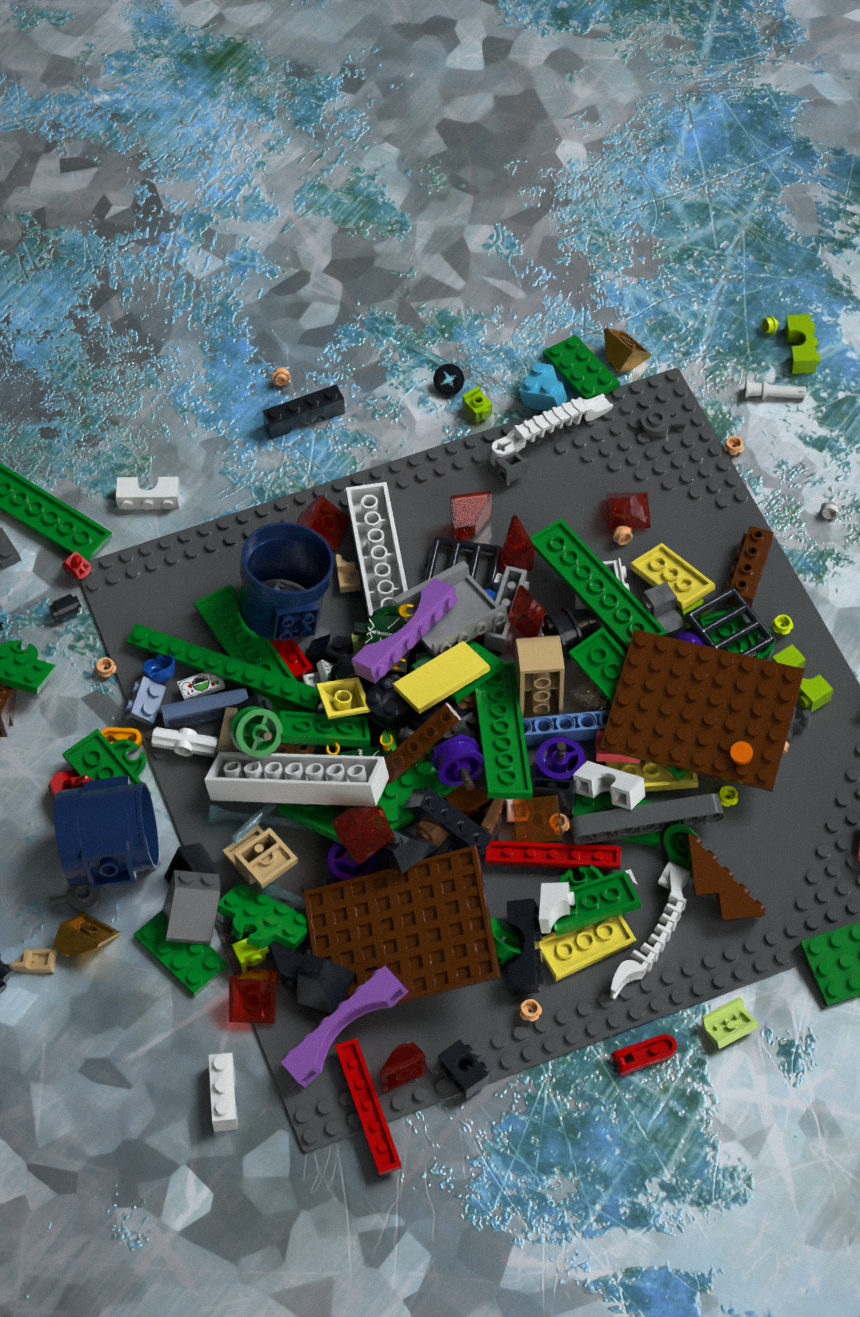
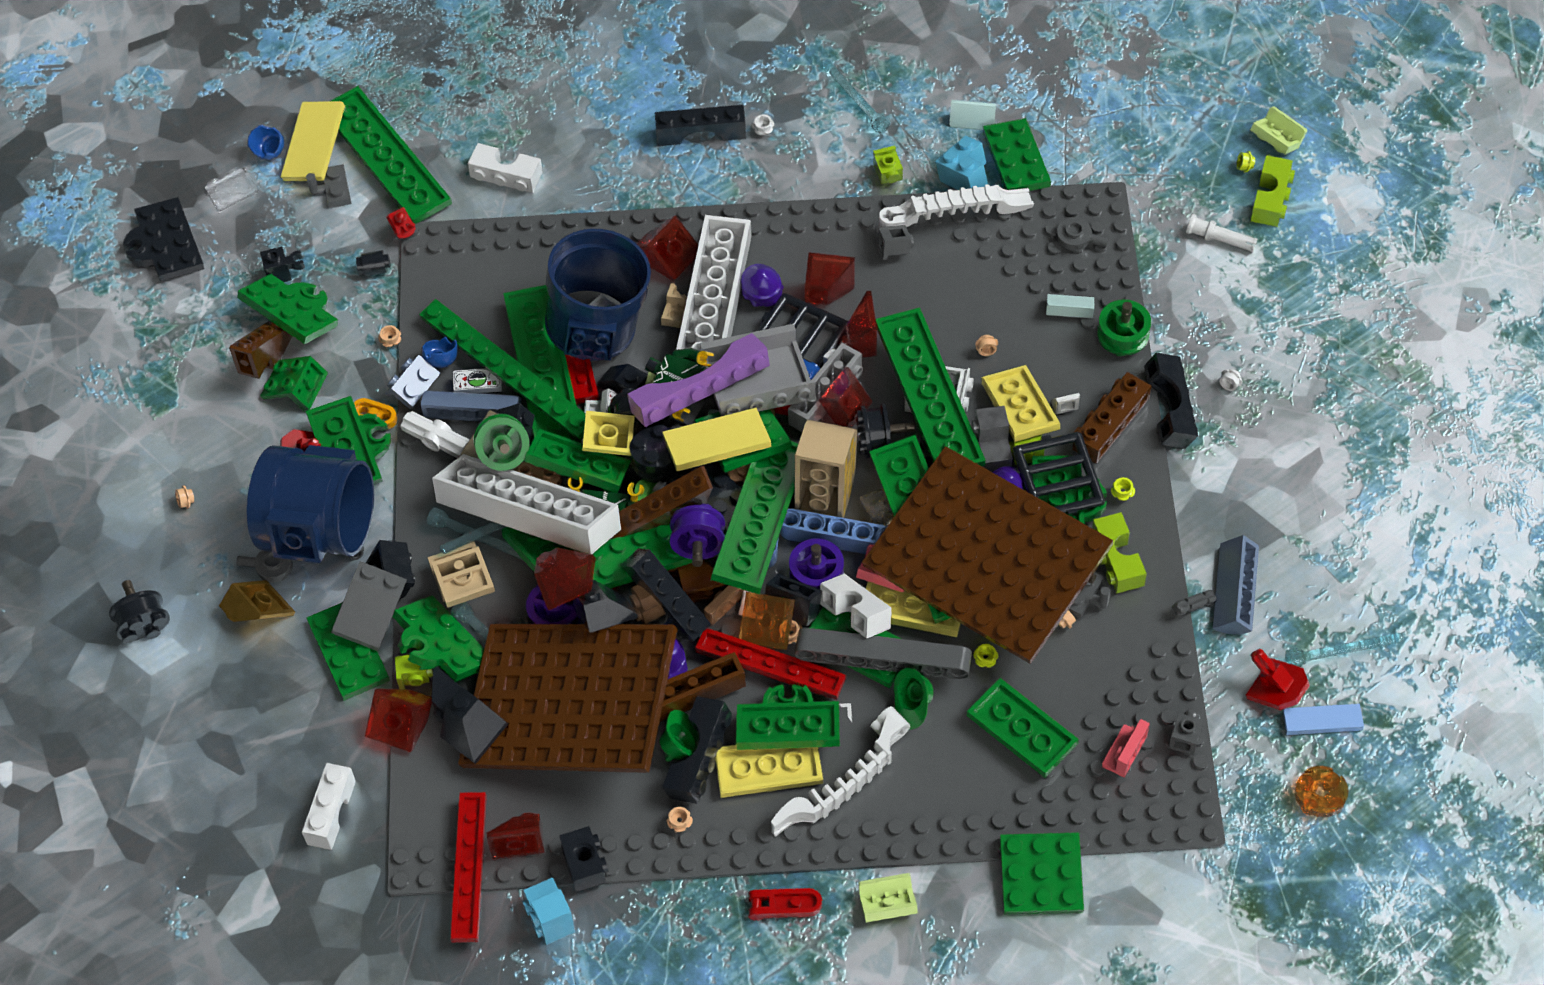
camera: 20 degrees right, 0 degrees up
(35, 728) = (295, 378): none -> green bracket
(36, 961) = (198, 616): tan slope -> none
(280, 376) = (692, 82): light nougat plate -> none
(308, 1057) = (426, 797): medium lavender arch -> none
(356, 397) = (760, 121): none -> white plate
(414, 535) = (761, 285): none -> dark purple hair
(440, 377) = (860, 125): black gear -> none
(452, 1121) = (548, 911): none -> medium azure brick
(511, 884) = (705, 681): none -> reddish brown brick
(529, 343) = (971, 114): none -> light aqua slope
(554, 903) = (744, 713): white arch -> none
(623, 350) = (1071, 147): pearl gold slope -> none
(628, 510) = (1004, 320): clear red slope -> none
(677, 483) = (1070, 306): none -> light aqua slope
(708, 565) = (1066, 403): none -> white slope
(711, 879) = (926, 739): reddish brown slope -> none
(730, 489) = (1124, 327): none -> green wheel
(736, 442) = (1151, 277): light nougat plate -> none
(741, 753) = (1008, 611): orange tile -> none
(782, 847) = (1022, 727): none -> green plate
(787, 292) = (1279, 131): none -> yellowish green bracket
(805, 559) = (1167, 376): none -> black arch

